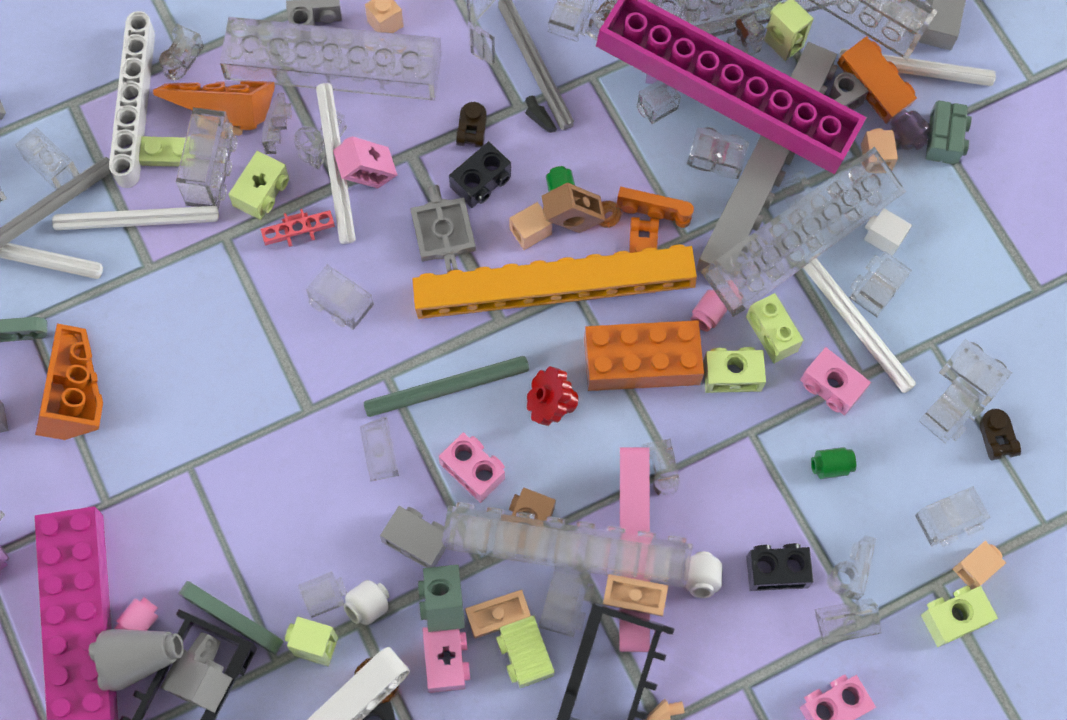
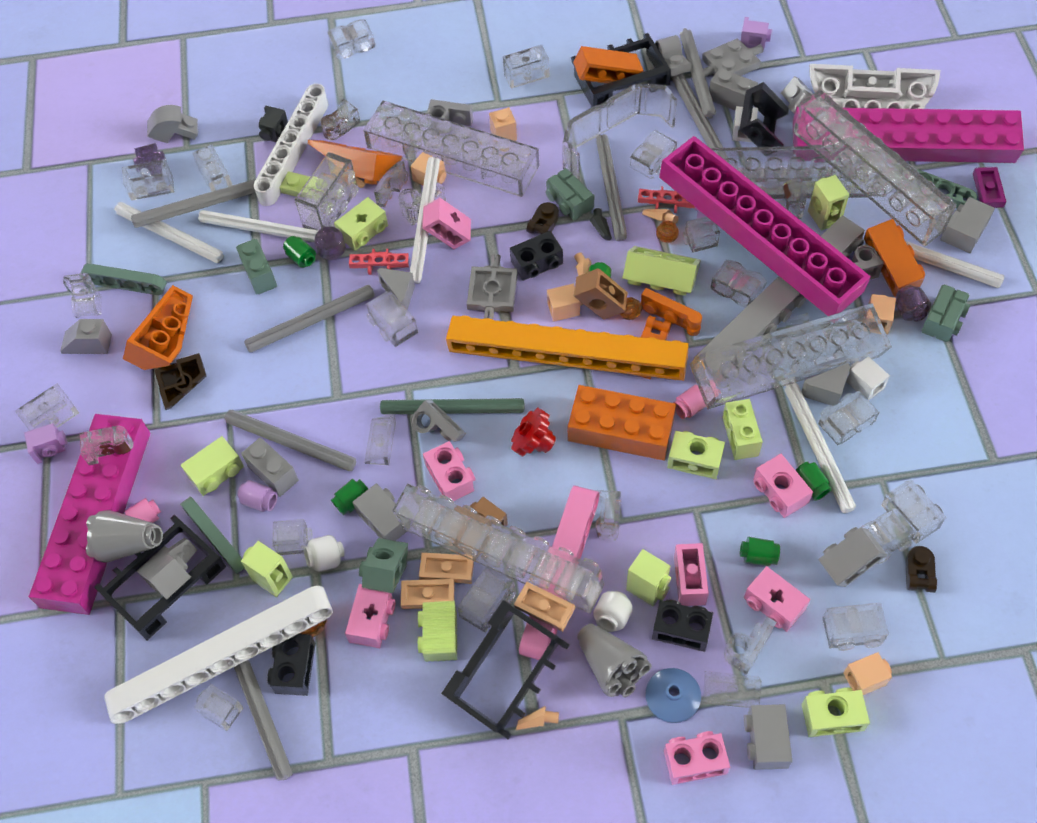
camera: 25 degrees right, 10 degrees down
(67, 550) = (104, 442): none -> clear leg
(98, 77) = (272, 123): none -> pearl dark grey brick
(114, 440) = (179, 378): none -> dark brown slope
(152, 273) = (256, 266): none -> sand green brick
(197, 240) = (299, 251): none -> green brick
(198, 536) = (212, 466): none -> yellowish green brick
(231, 220) = (329, 243): none -> clear purple head
(239, 322) = (309, 318): none -> light grey axle
(264, 557) = (257, 496): none -> lavender brick
(266, 518) = (270, 466): none -> light grey brick
(274, 478) = (290, 440): none -> light grey axle
(306, 94) = (418, 169): none -> light nougat brick
(330, 251) = (399, 283): none -> light grey slope
(370, 526) = (347, 494): none -> green brick
(455, 415) = (438, 418): none -> light grey plate
(492, 86) = (569, 194): none -> sand green brick
(507, 578) = (446, 567): none -> light nougat plate
(537, 175) = (583, 264): none -> light nougat bar
(595, 61) = (660, 198): none -> coral piece
(605, 86) = (661, 215): none -> light nougat bar
(618, 100) = (667, 232): none -> clear orange plate
(627, 156) = (661, 270): none -> yellowish green slope
(719, 629) = (612, 660): none -> light grey cone
(732, 529) = (648, 578): none -> yellowish green brick
(772, 511) = (691, 574): none -> bright pink brick
(782, 657) = (668, 707): none -> medium blue dish
(850, 253) = (827, 386): none -> light grey slope
(865, 364) = (814, 479): none -> green brick
(881, 511) = (771, 586): none -> bright pink brick
(901, 661) = (768, 736): none -> light grey brick
(931, 443) = (852, 556): none -> light grey brick

